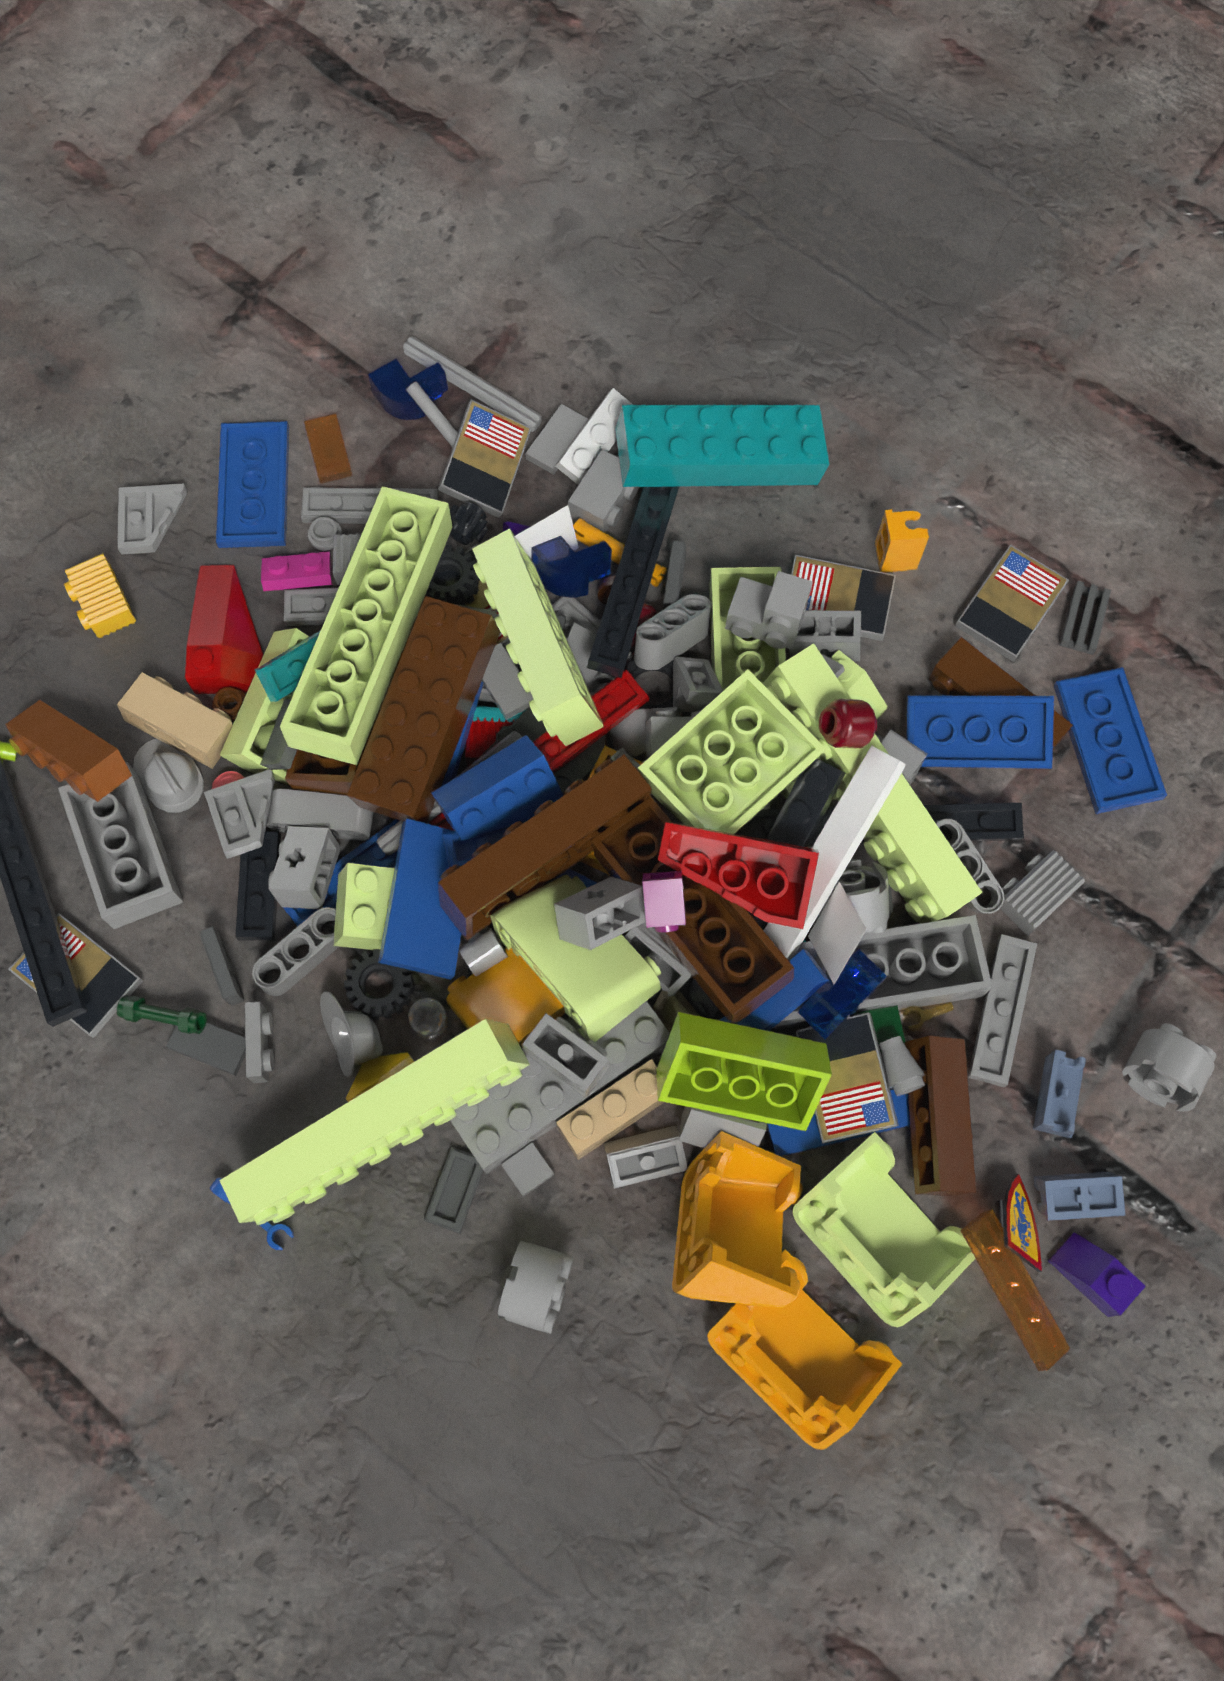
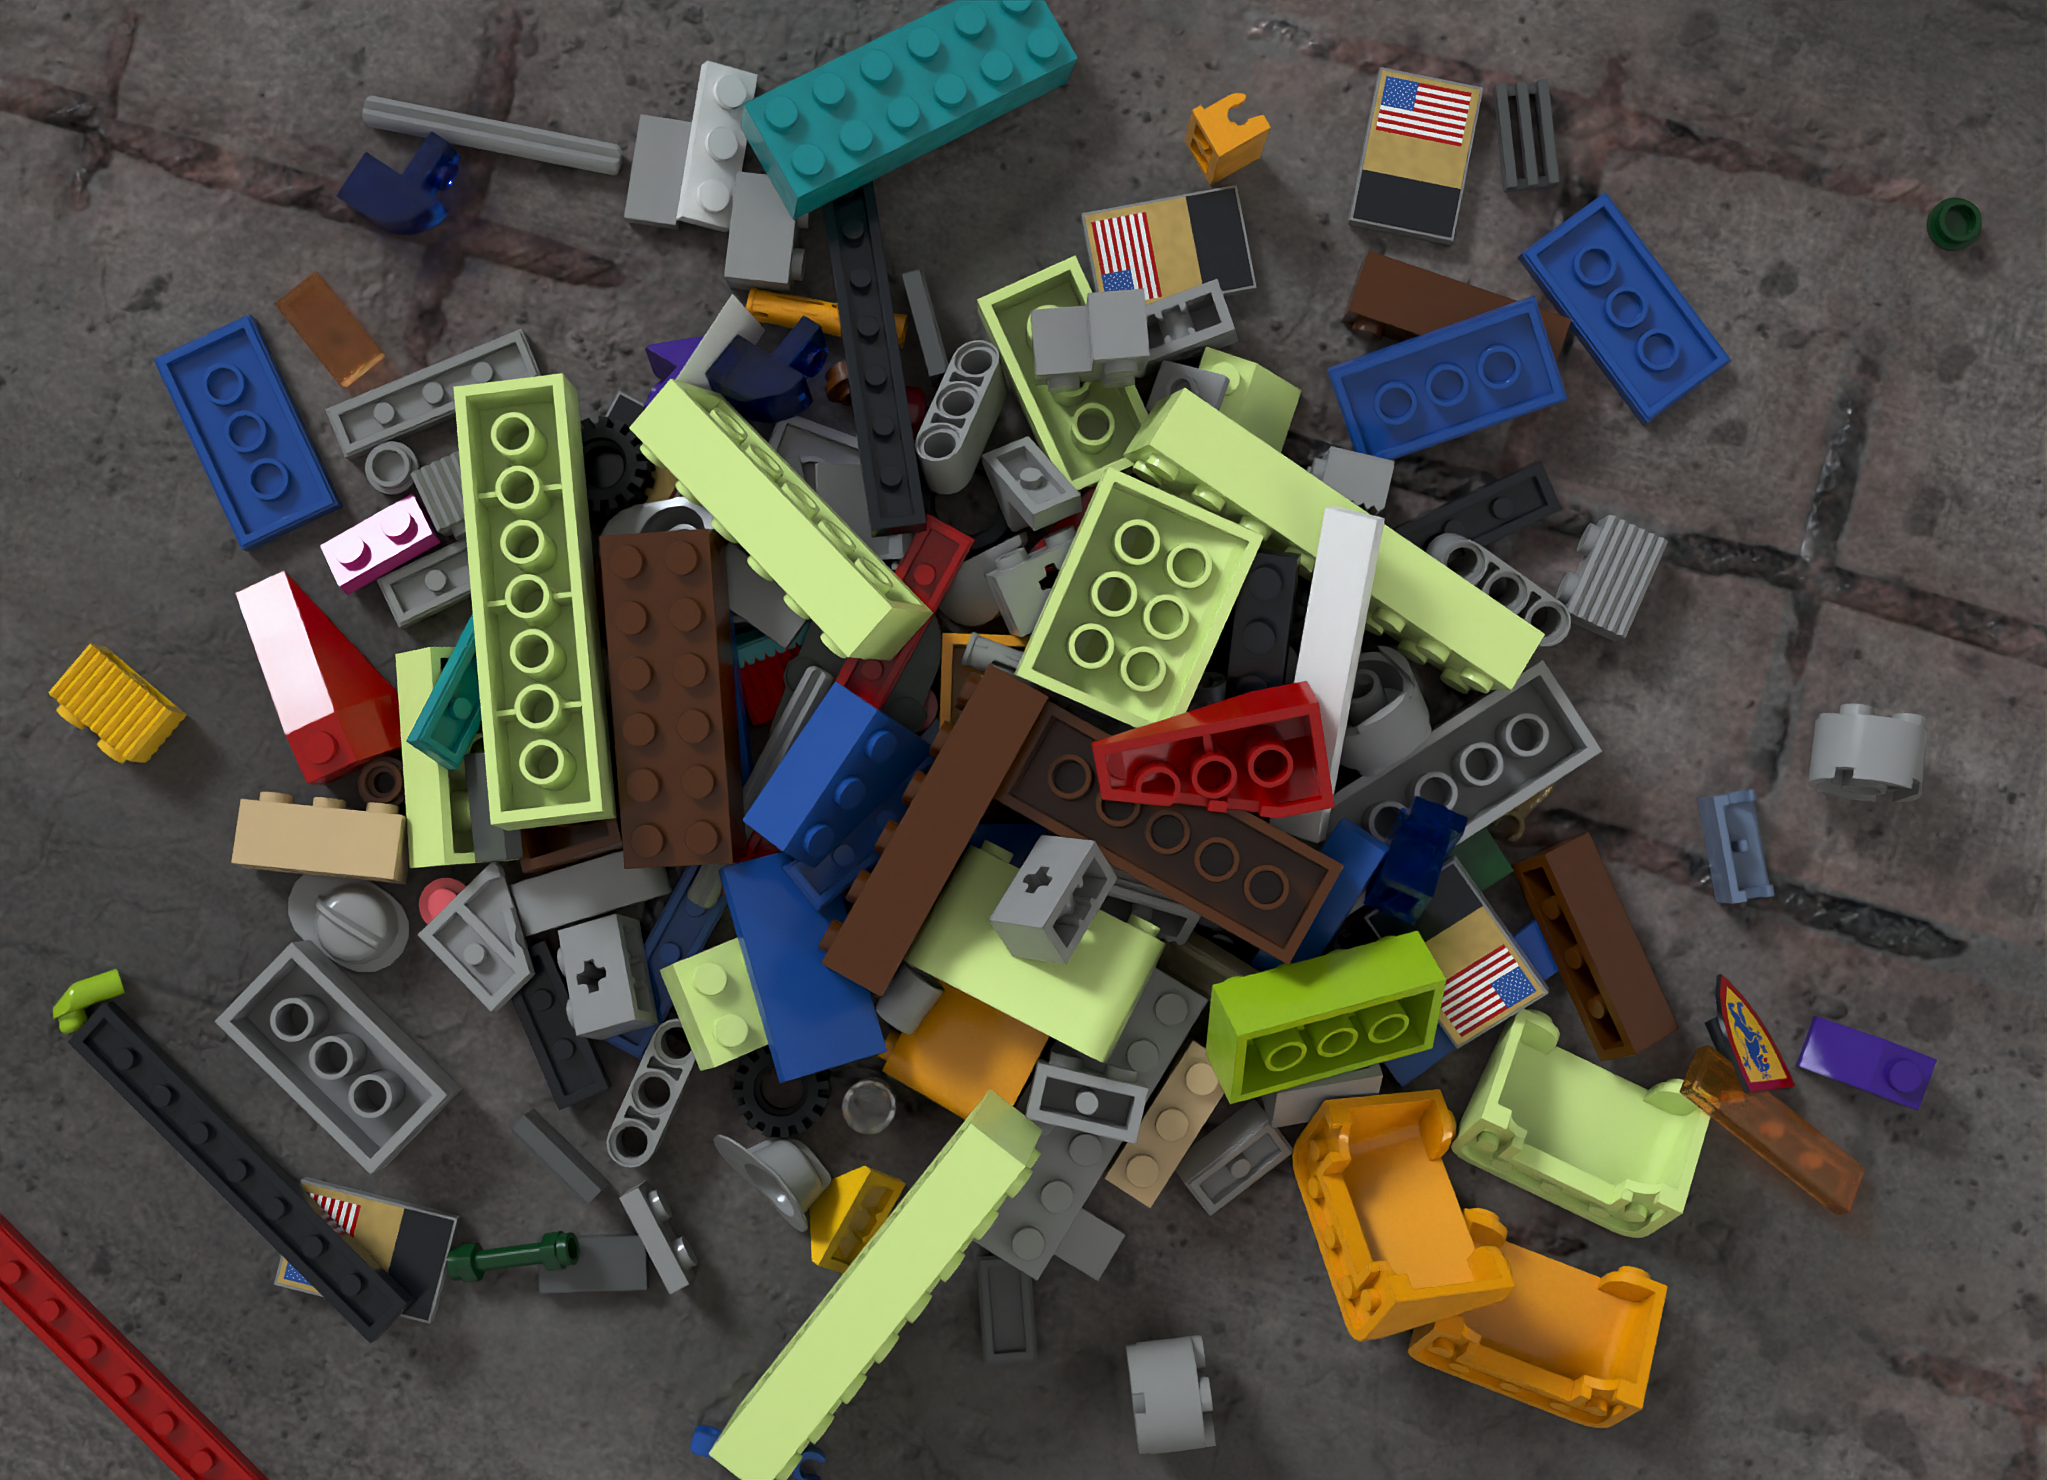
camera: 30 degrees left, 15 degrees up
(68, 751) = (200, 962): dark orange brick -> none
(146, 515) = (119, 552): light grey wing -> none
(432, 412) = (485, 228): light grey bar -> none
(468, 523) = (592, 367): black gear -> none
(484, 458) = (569, 253): tile -> none
(664, 900) = (1134, 852): brick -> none
(837, 932) = (1377, 782): white sticker -> none
(848, 723) = (1281, 491): dark red head -> none
(900, 1066) = (1524, 912): light grey cone -> none
(1002, 1011) = (1623, 767): light grey plate -> none
(1080, 1195) = (1810, 969): sand blue hinge -> none

